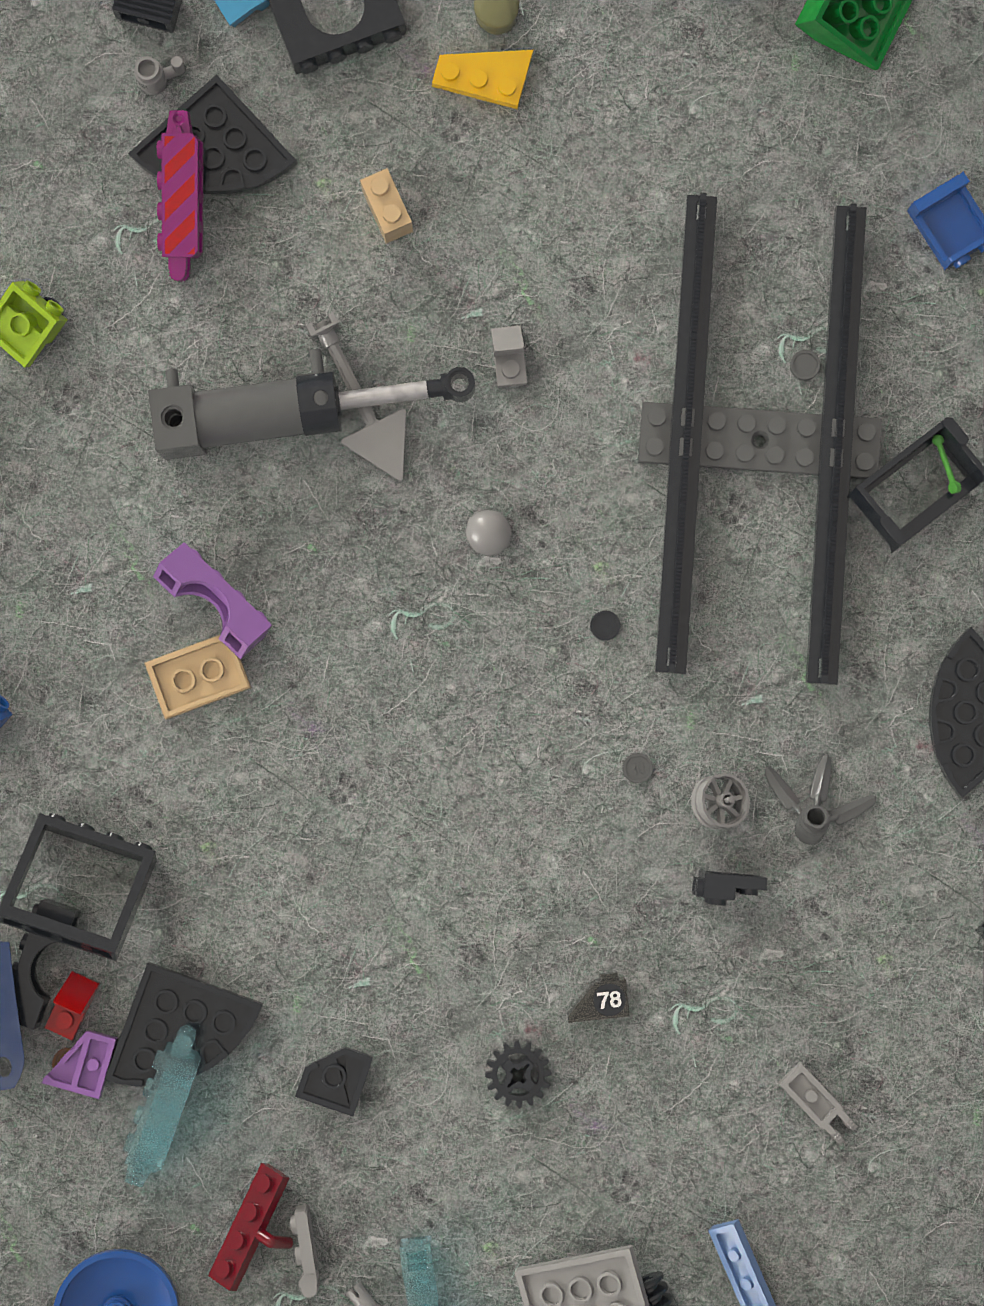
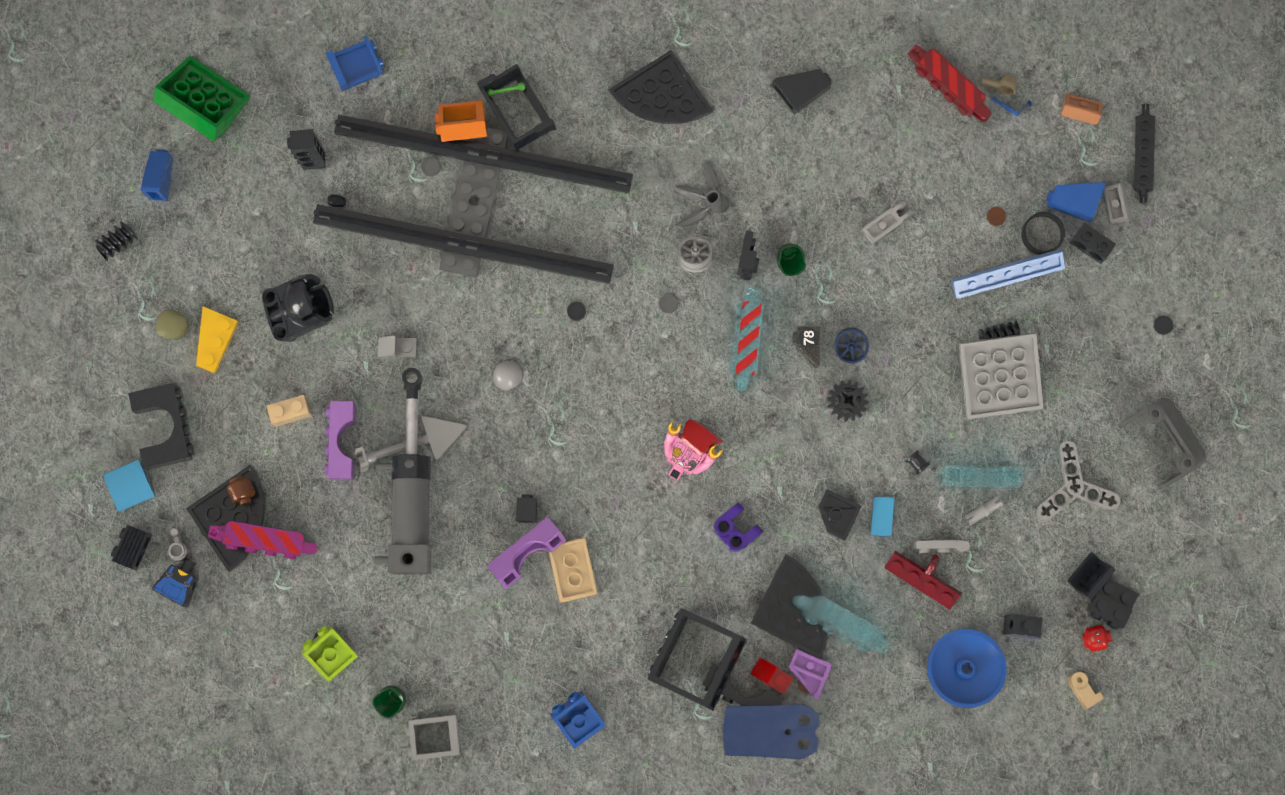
camera: 80 degrees left, 5 degrees down
(101, 81) = (178, 583): none -> torso
(251, 150) = (241, 490): none -> reddish brown head
(279, 940) = (726, 536): none -> dark purple piece
(281, 591) = (526, 509): none -> black brick
(314, 294) = (341, 416): none -> medium lavender arch
(341, 1151) = (882, 516): none -> dark azure slope
(399, 829) = (685, 458): none -> bright pink torso
(424, 1202) = (911, 461): none -> black bush
(427, 846) = (699, 437): none -> red slope
(548, 193) = (297, 307): none -> black piece
(596, 902) = (748, 338): none -> clear light blue hinge
(607, 1069) = (851, 345): none -> dark blue wheel
(727, 227) = (336, 201): none -> black piece
(733, 955) = (791, 259): none -> dark green hair
(799, 163) = (307, 149): none -> black brick
(853, 1279) = (996, 216): none -> reddish brown piece
(869, 403) = (461, 129): none -> orange window

